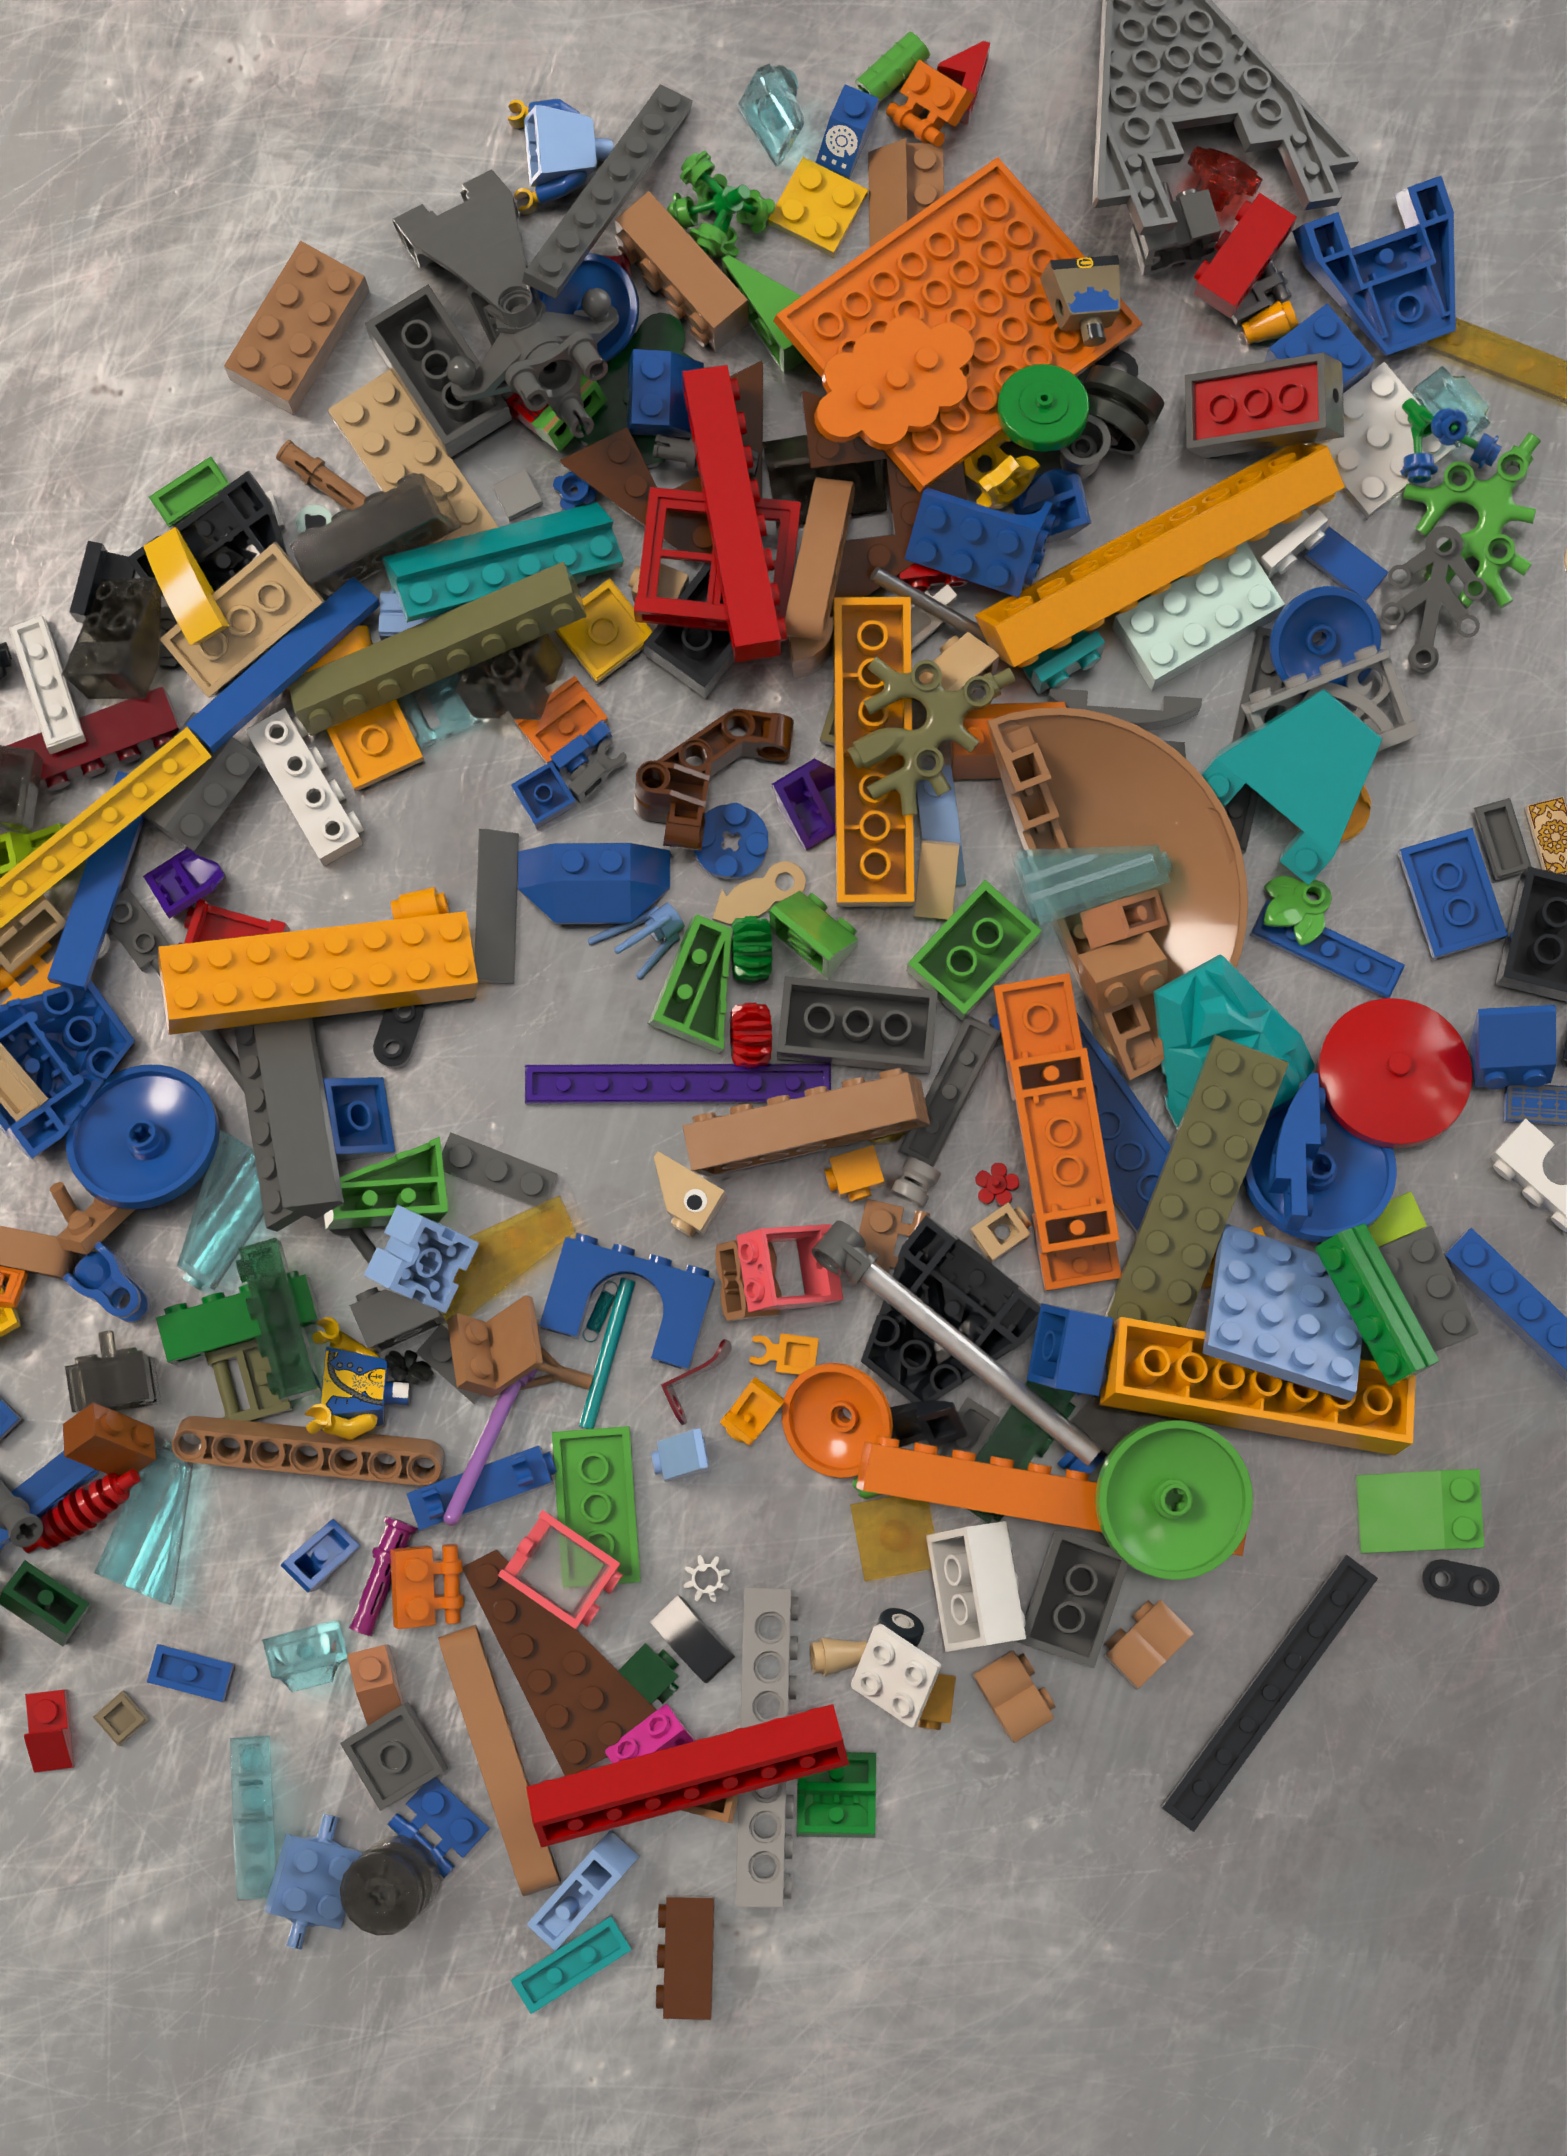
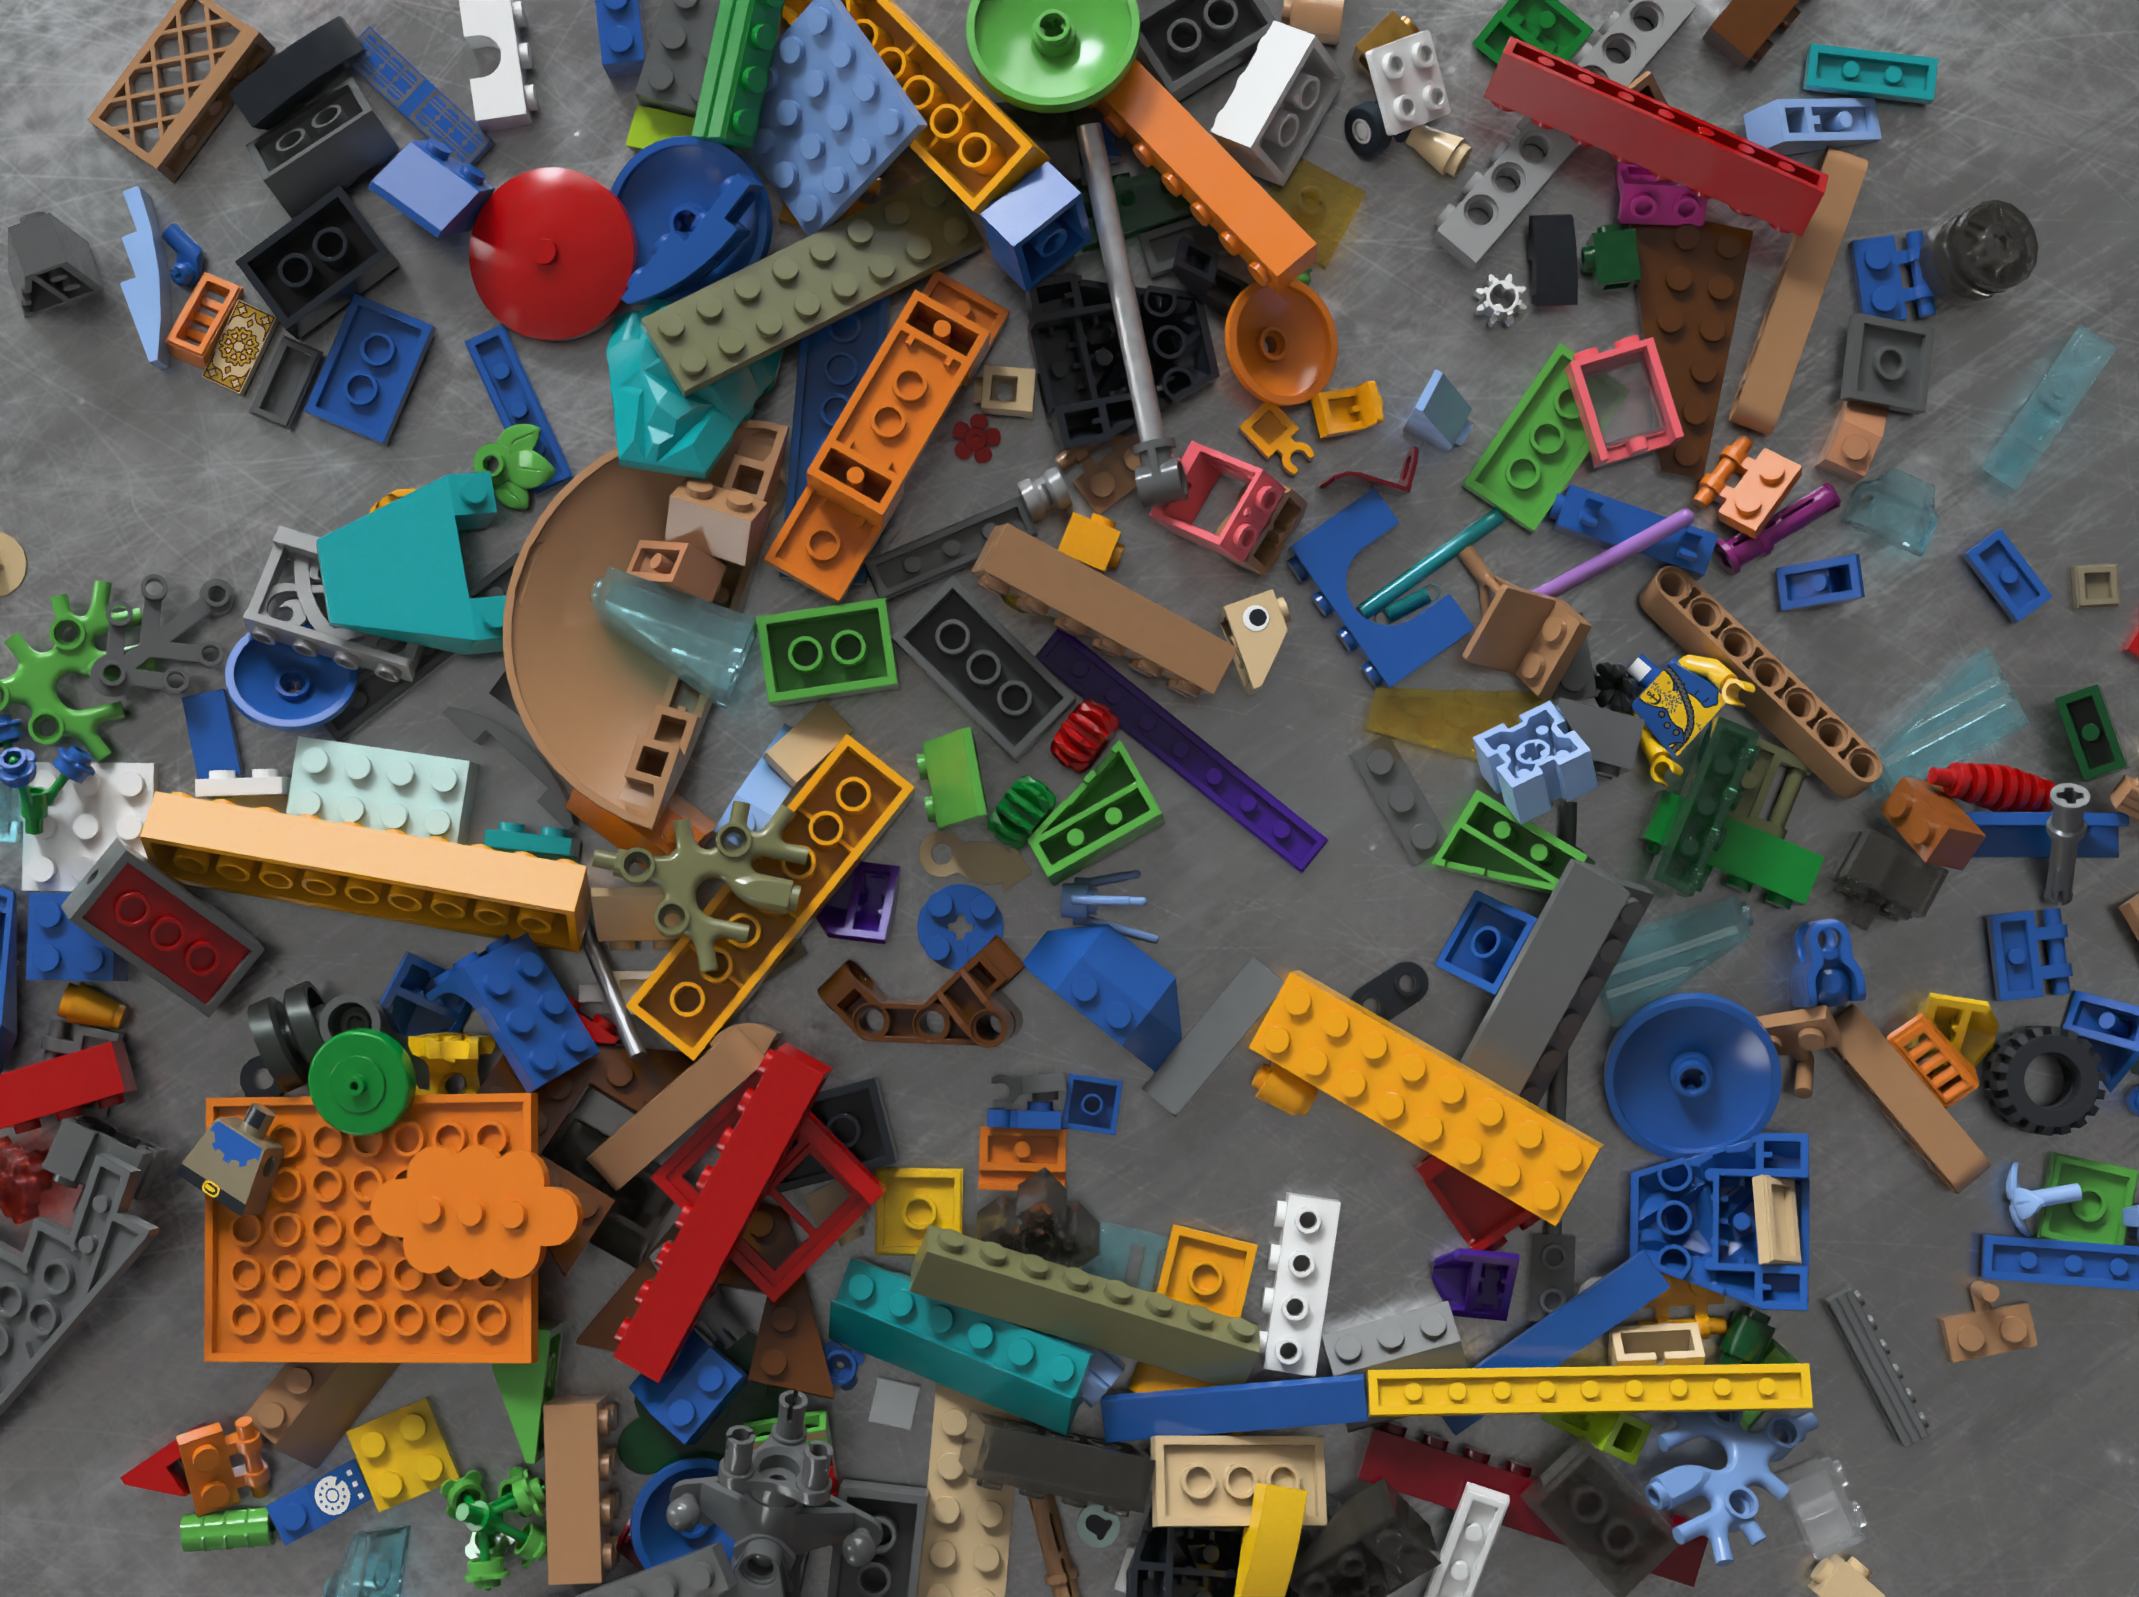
camera: 140 degrees left, 5 degrees up
(310, 1881) = (2039, 314): medium blue plate -> none

